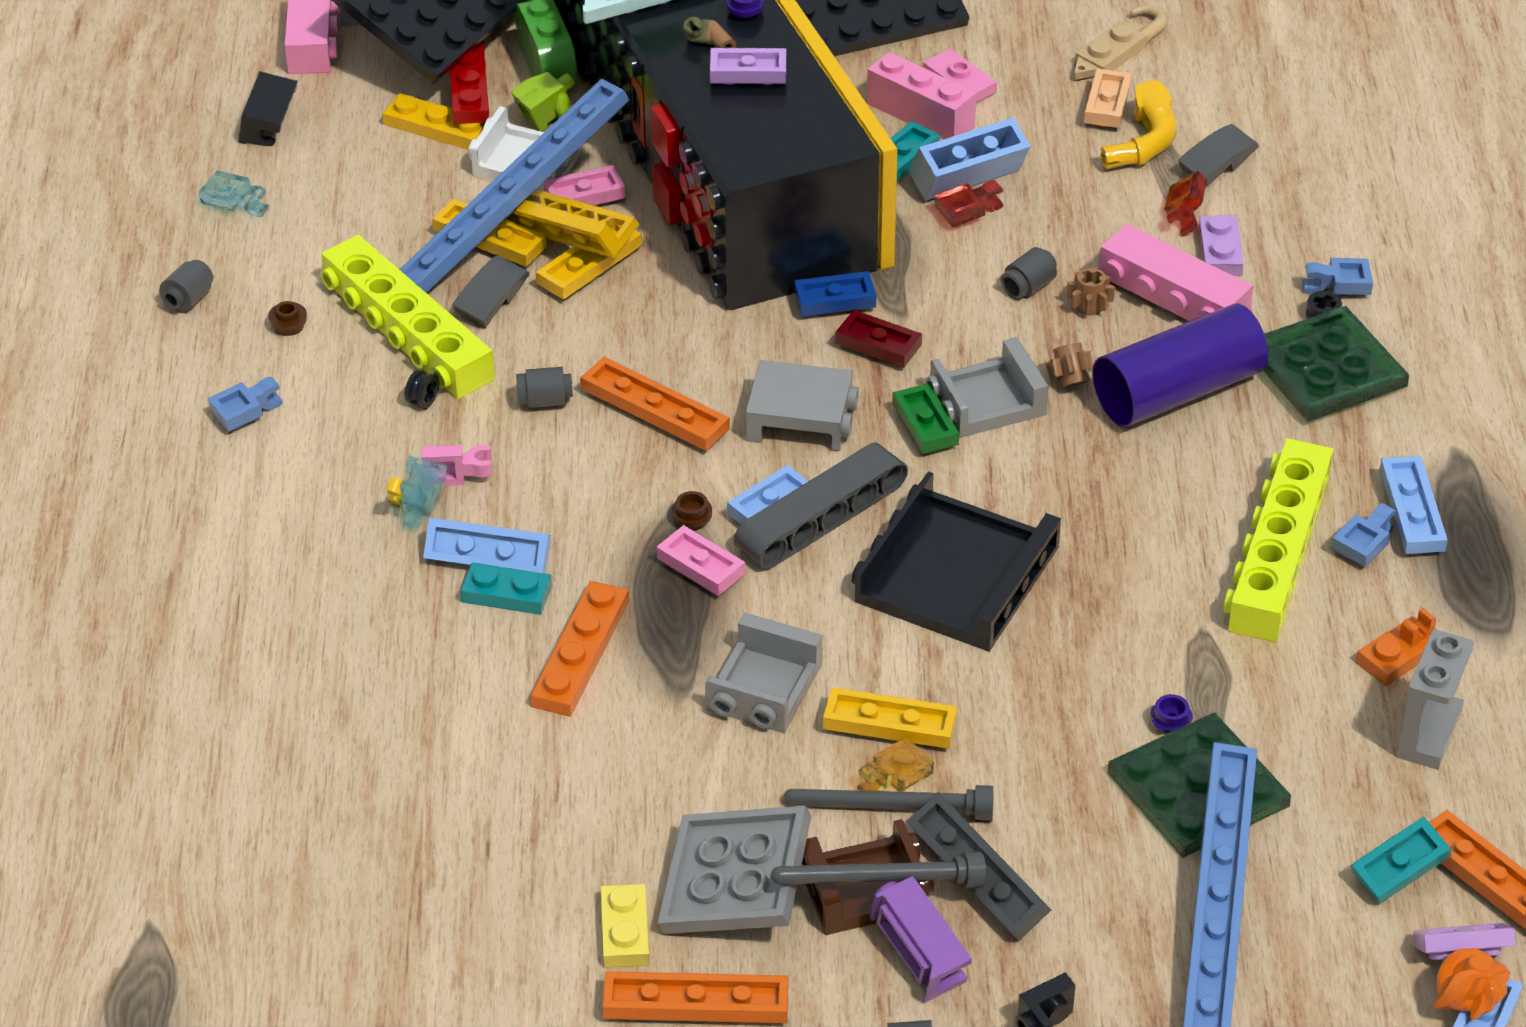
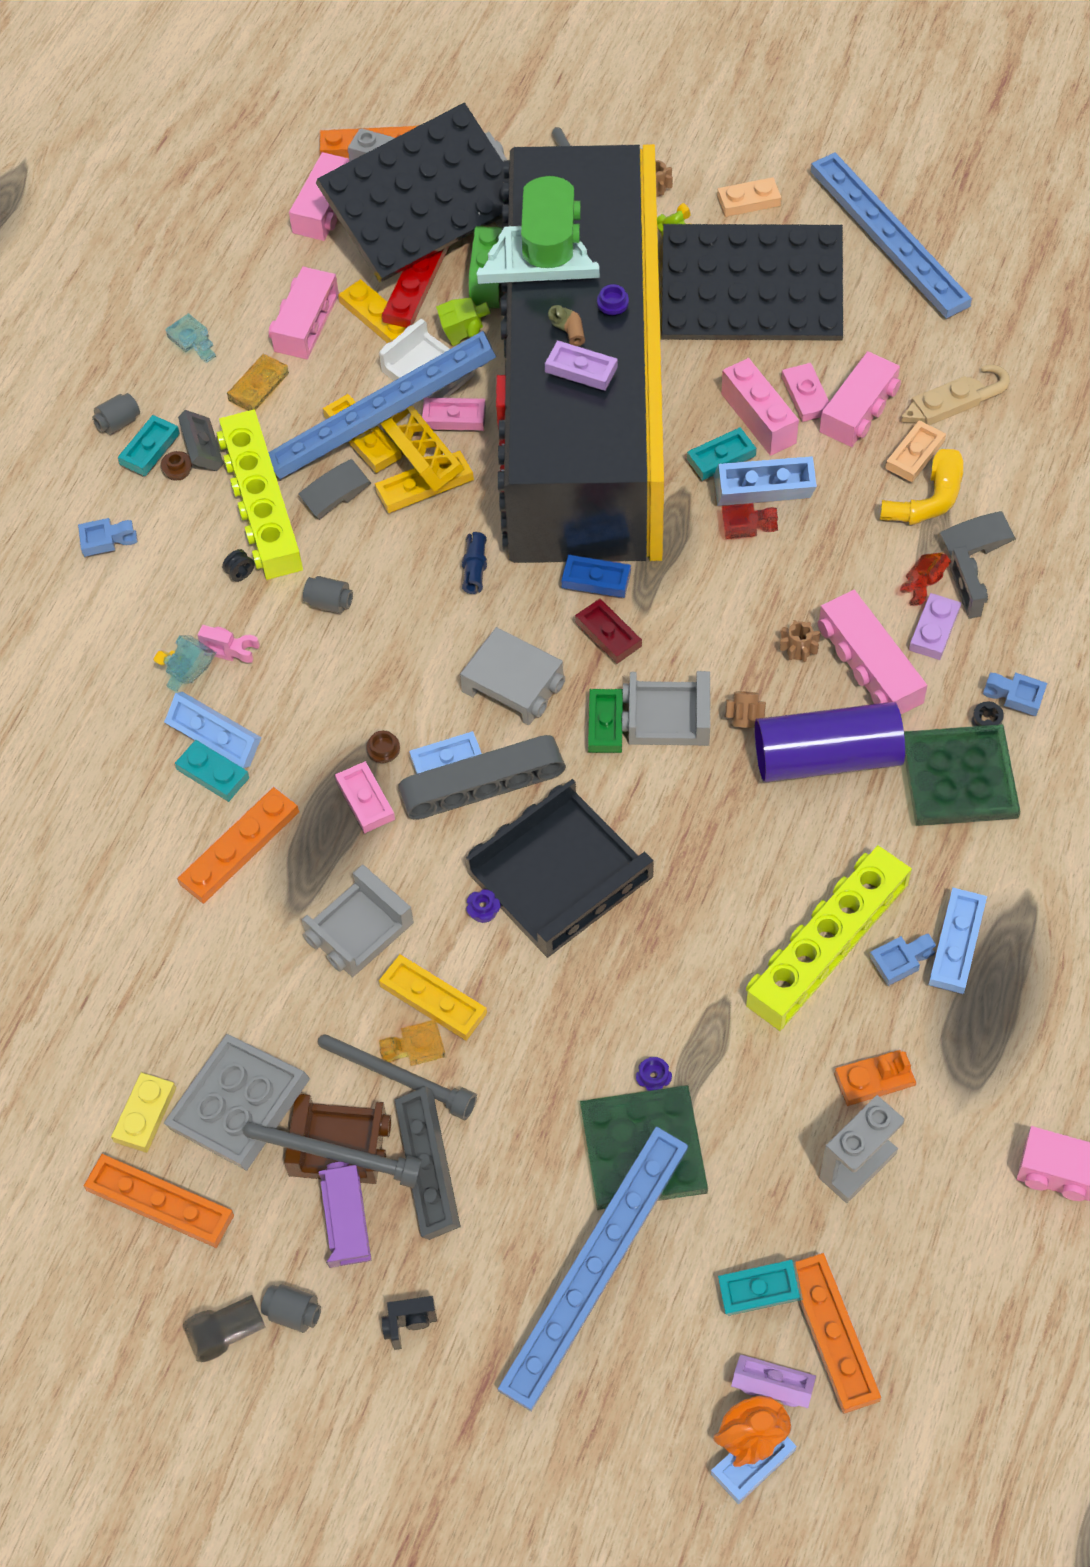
camera: 25 degrees right, 15 degrees up
(244, 306) = (148, 445): none -> teal plate
(266, 108) = (252, 264): black hinge -> none
(299, 281) = (200, 440): none -> dark grey plate
(338, 216) = (258, 382): none -> clear yellow plate
(353, 138) = (304, 312): none -> bright pink brick
(655, 403) = (405, 636): orange plate -> none
(692, 317) = (474, 563): none -> dark blue pin
(893, 622) = (486, 913): none -> dark purple plate
(1024, 67) = (860, 399): none -> bright pink brick
(1029, 273) = (760, 606): dark grey brick -> none
(1233, 195) = (965, 576): none -> dark grey plate

